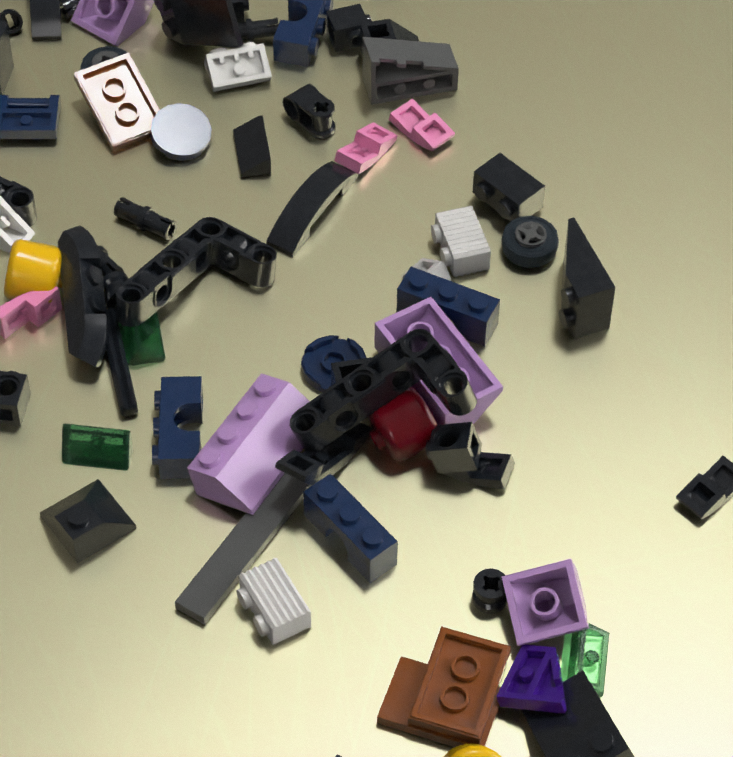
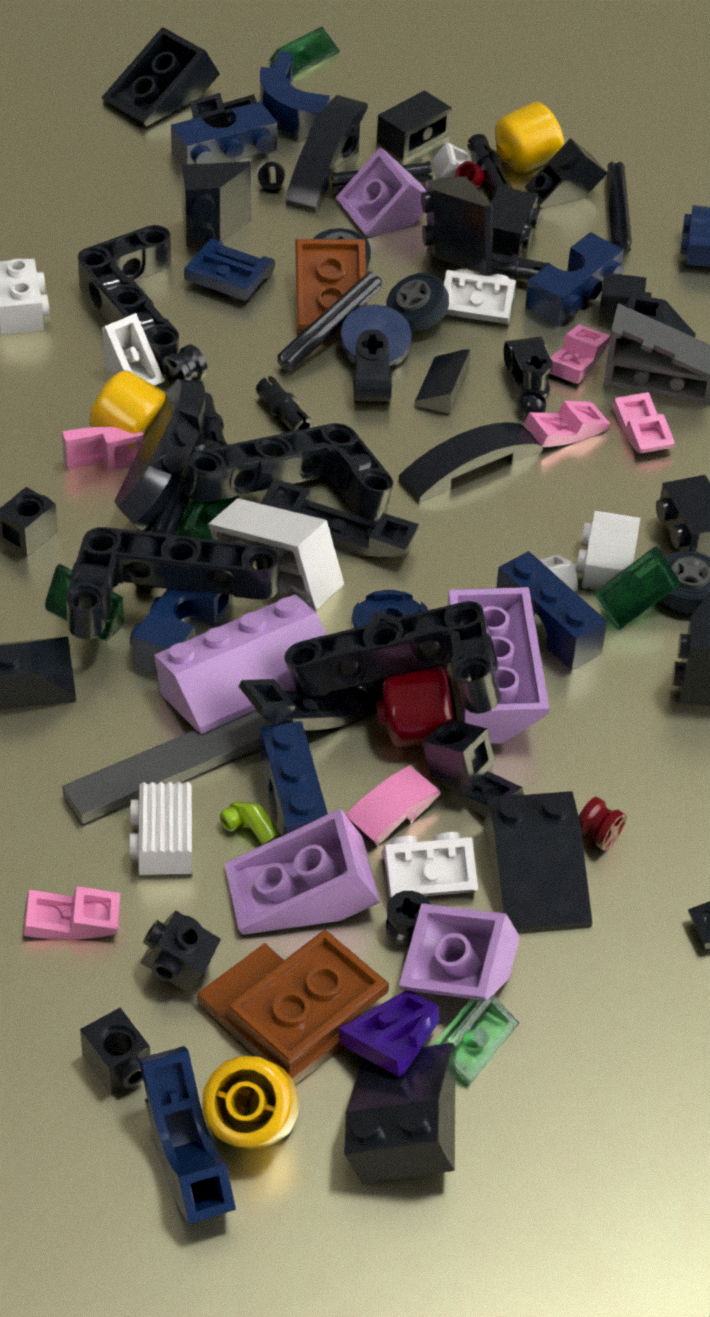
camera: 25 degrees right, 5 degrees down
(48, 215) = (186, 365): none -> black wheel
(138, 132) = (329, 321): none -> black axle
(152, 389) = (164, 562): none -> black beam
(190, 80) = (420, 300): none -> black wheel
(198, 165) = (372, 371): none -> black piece
(220, 337) = (302, 542): none -> white wedge
(249, 303) = (349, 532): none -> black slope
(249, 698) = (80, 916): none -> bright pink slope
(328, 563) = (252, 817): none -> lime arm
(330, 142) = (530, 401): none -> black hinge
(340, 84) = (579, 353): none -> bright pink slope
(348, 690) = (179, 950): none -> black brick
(397, 595) = (303, 878): none -> lavender slope
(425, 508) = (390, 803): none -> bright pink slope
(482, 545) = (431, 866): none -> white bracket
(501, 263) = (636, 588): none -> clear green slope
(554, 505) = (538, 861): none -> black slope
(580, 458) = (601, 823): none -> dark red wheel

